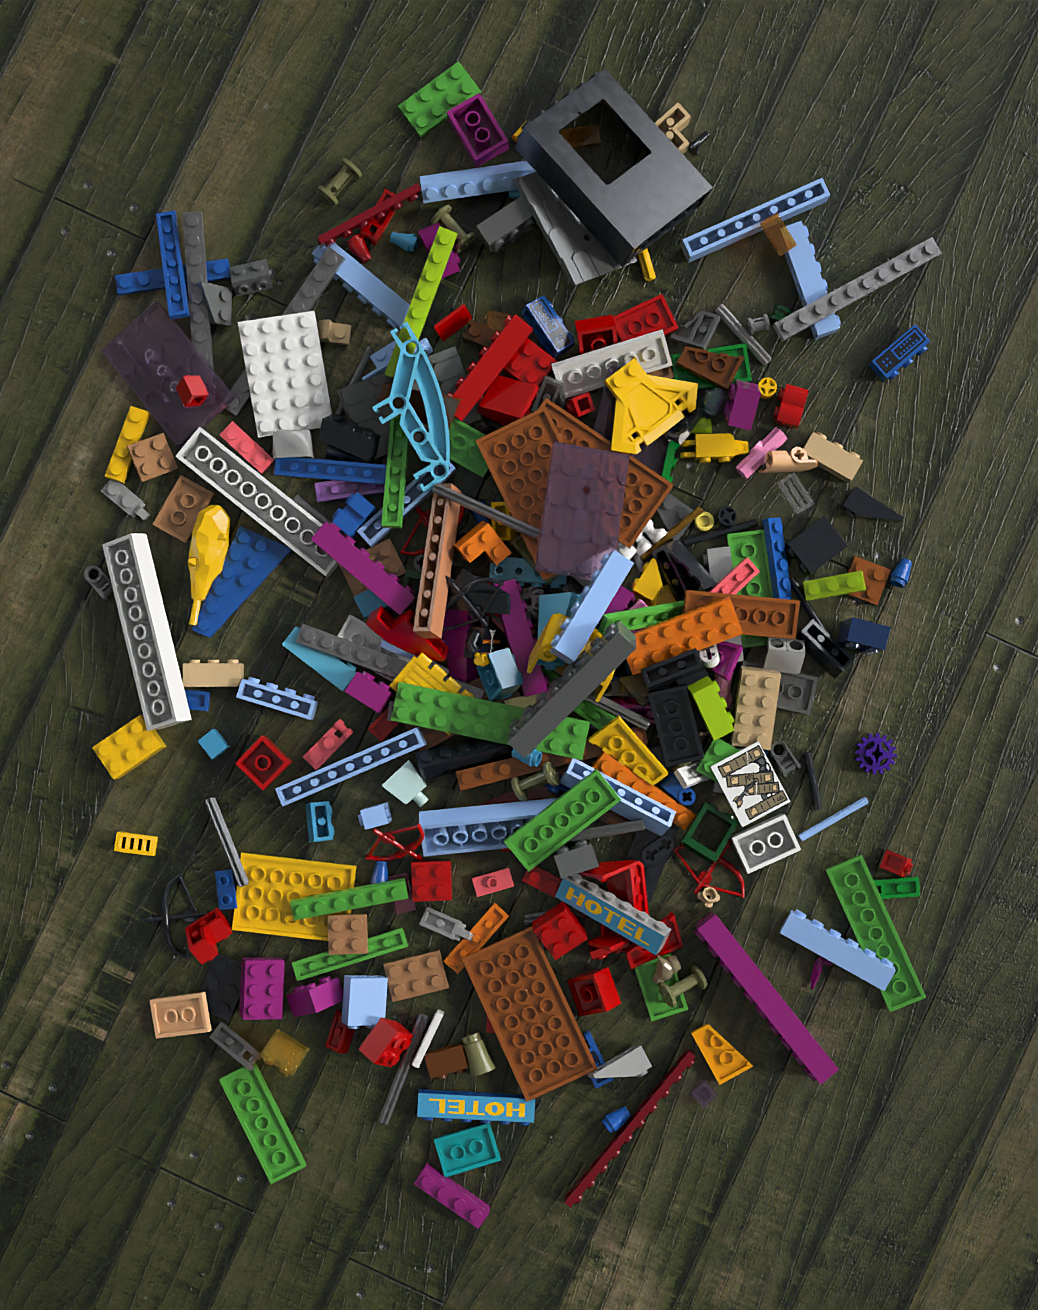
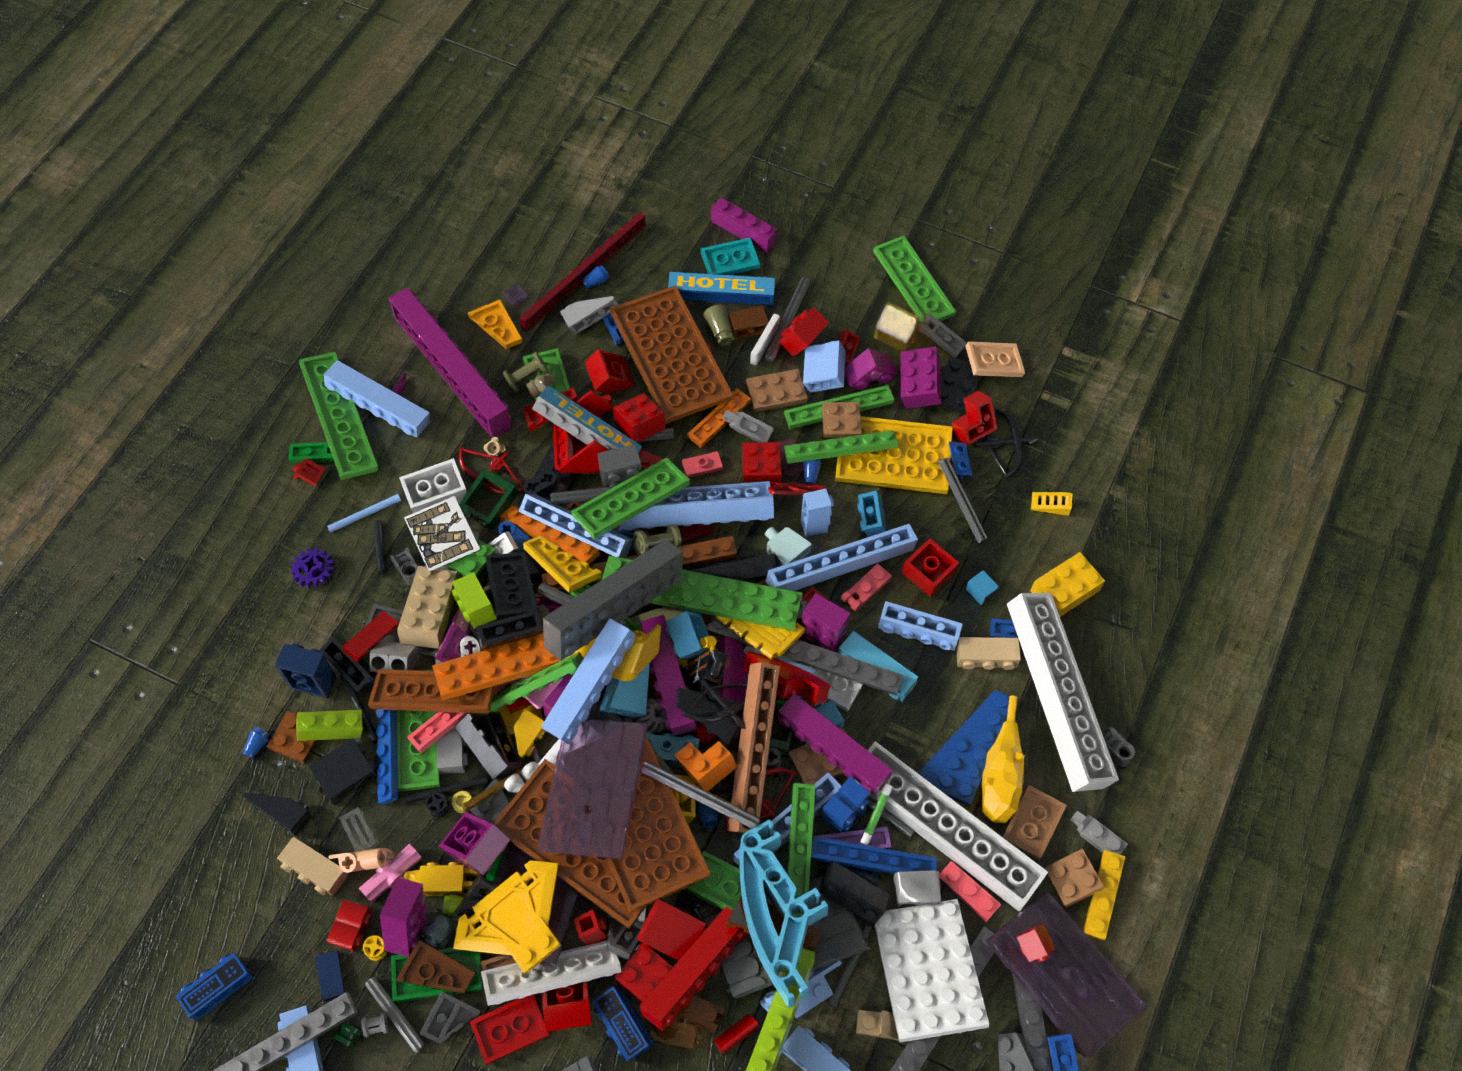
camera: 175 degrees right, 25 degrees down
(326, 507) = (876, 814): none -> bright green bar
(688, 472) = (474, 843): none -> magenta brick
(802, 365) = (330, 975): none -> dark blue tile
(807, 674) = (370, 636): none -> red tile

